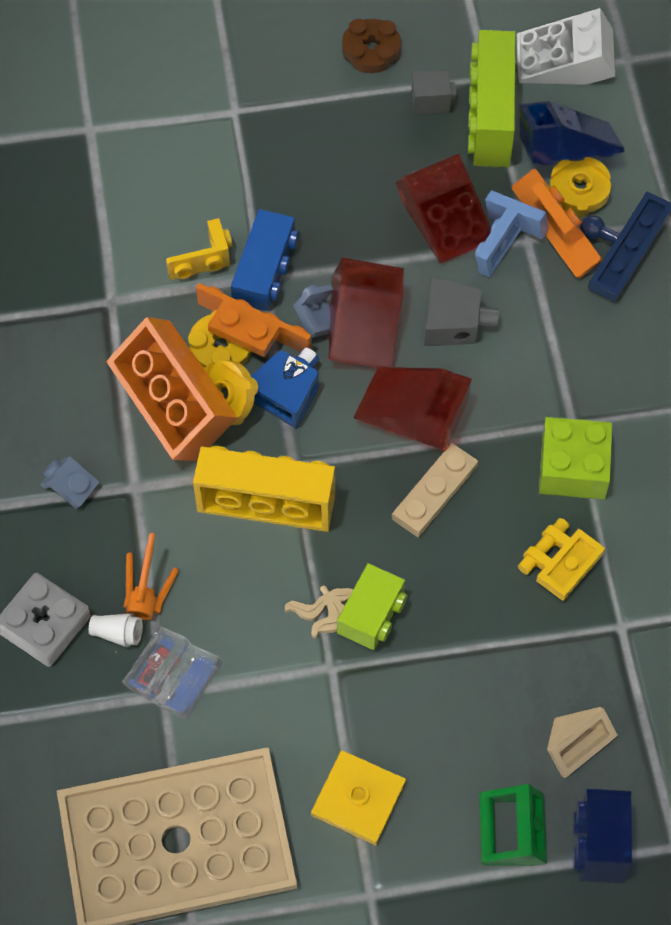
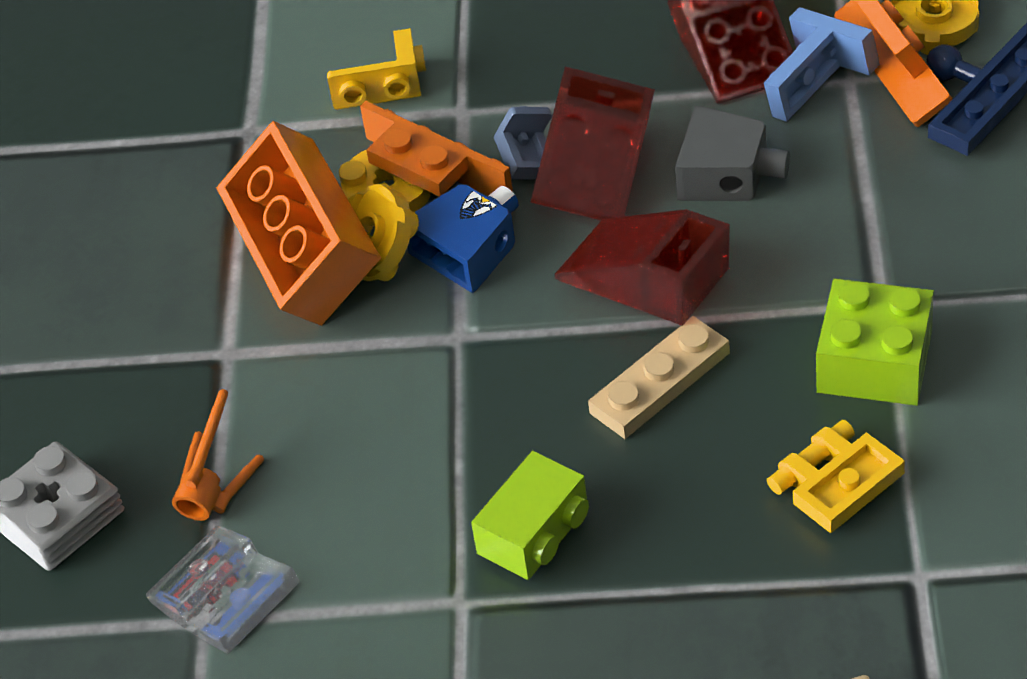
camera: 15 degrees right, 15 degrees down
(69, 480) = (134, 334): sand blue bracket -> none
(118, 628) = (156, 523): white cone -> none
(264, 488) = (403, 351): yellow brick -> none
(265, 259) = (467, 81): blue brick -> none
(332, 600) = (448, 524): tan piece -> none

